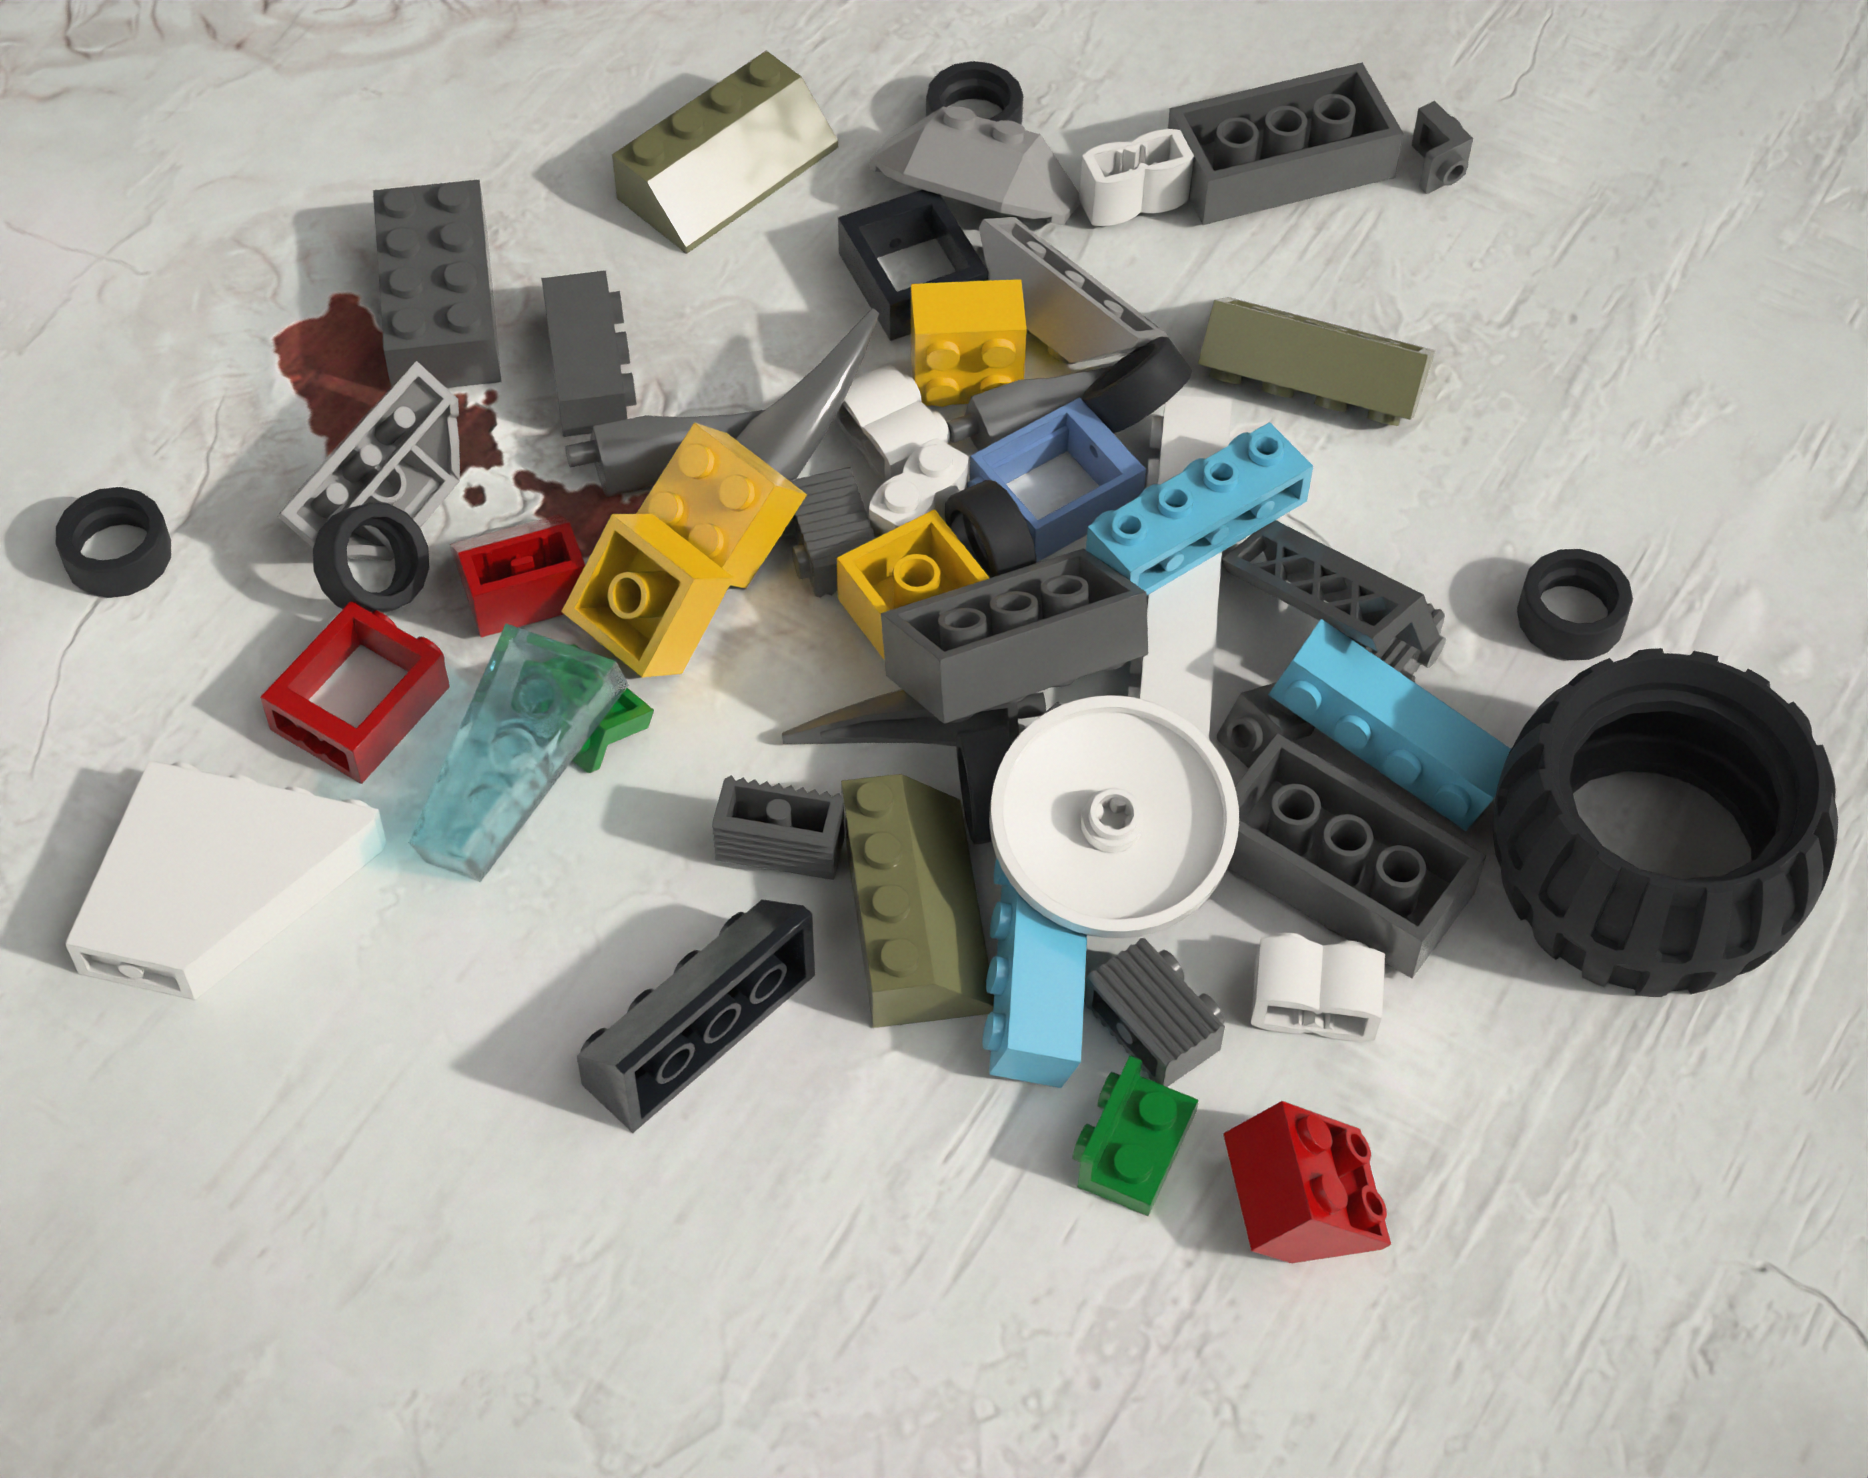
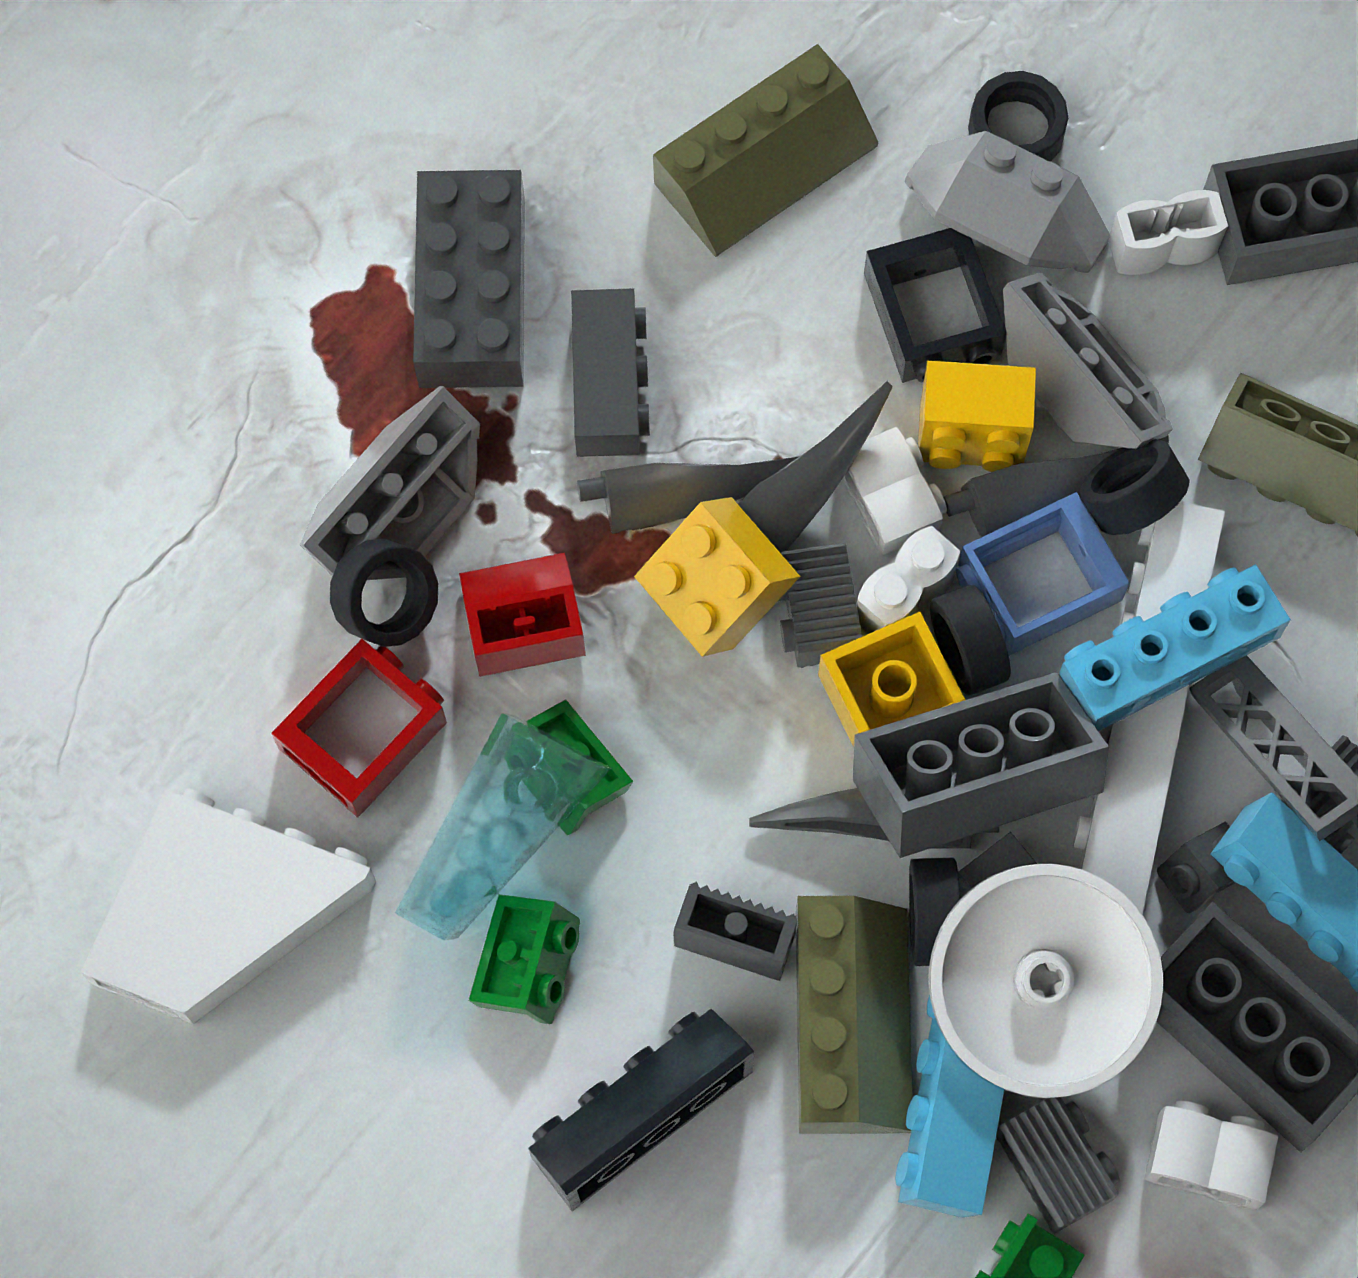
camera: 10 degrees right, 15 degrees up
(105, 509) = (130, 499): black tyre -> none
(556, 886) = (526, 957): none -> green bracket
(647, 594) = (638, 668): yellow brick -> none

